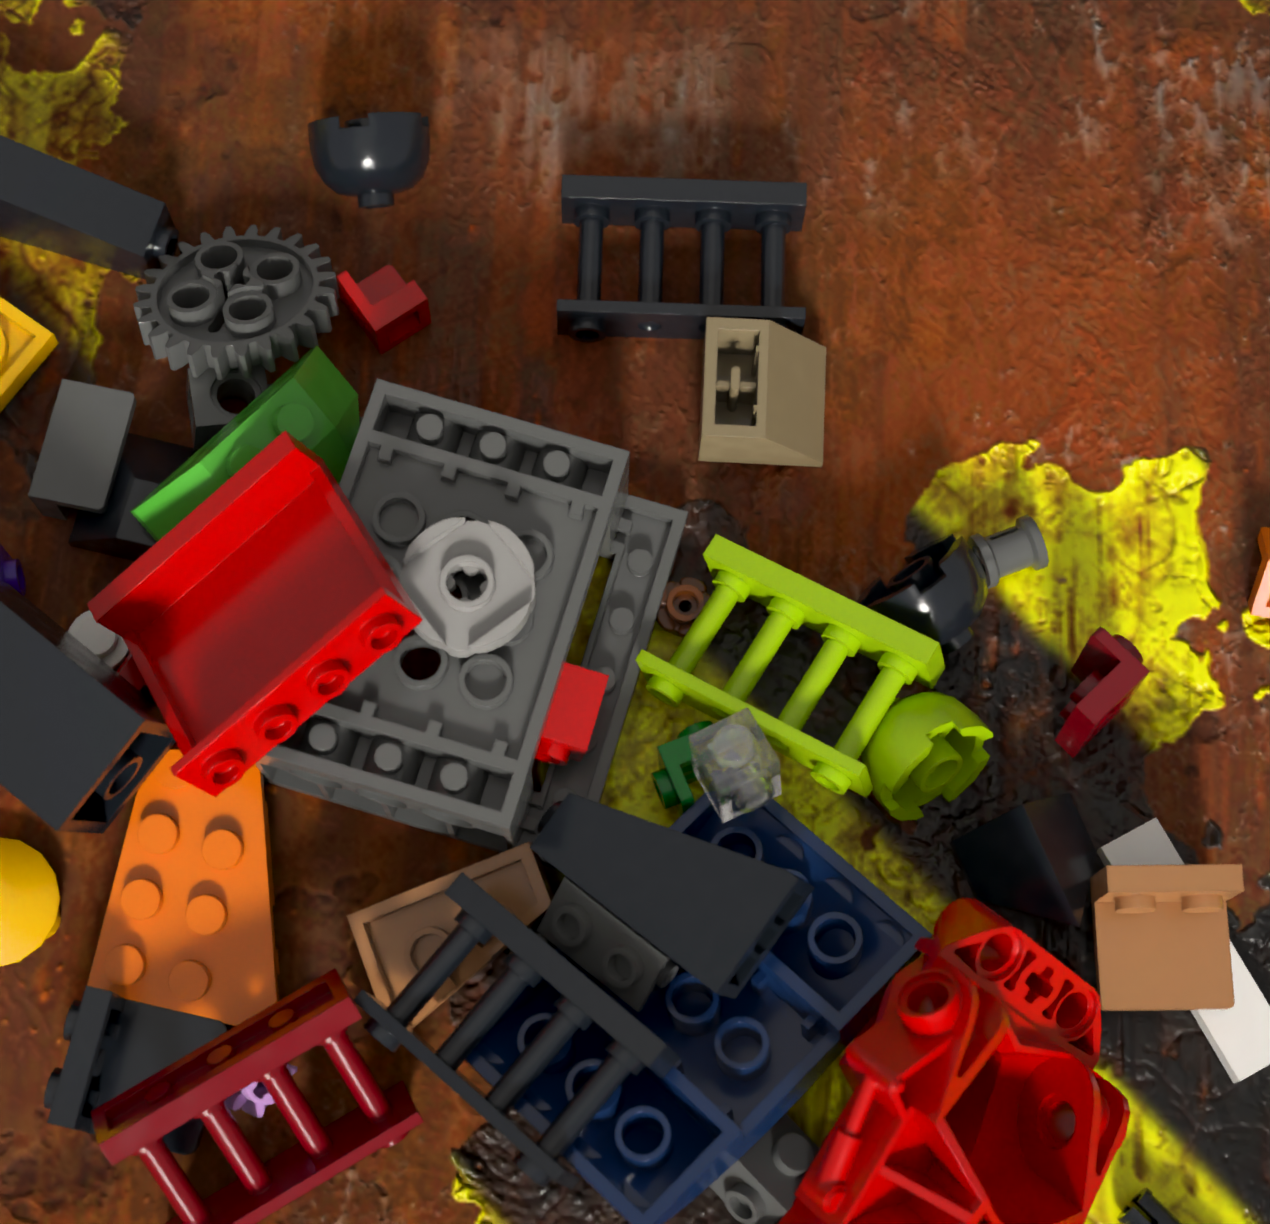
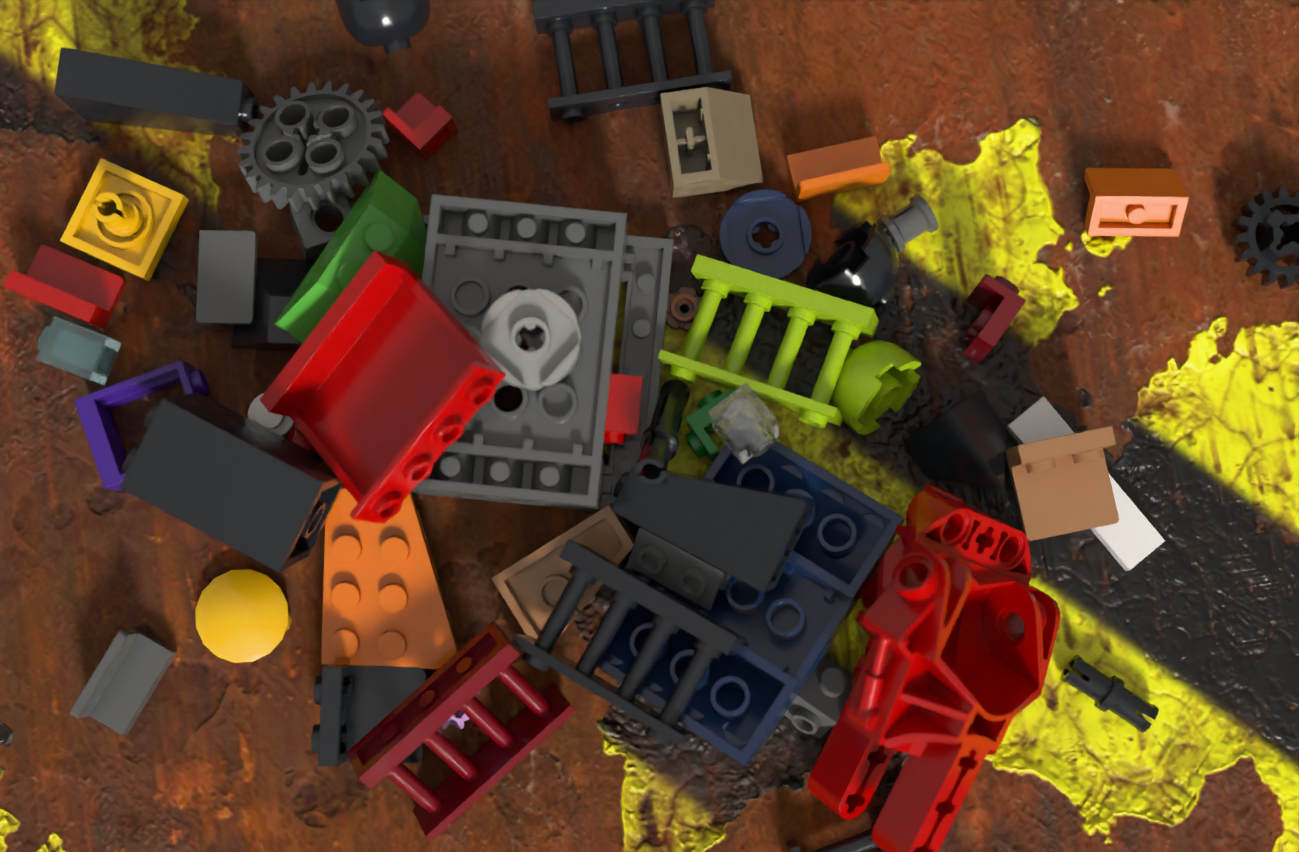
camera: 10 degrees left, 10 degrees up
(616, 765) = (660, 440): none -> black pin
(838, 510) = (780, 217): none -> dark blue plate
(925, 465) = (836, 169): none -> orange panel

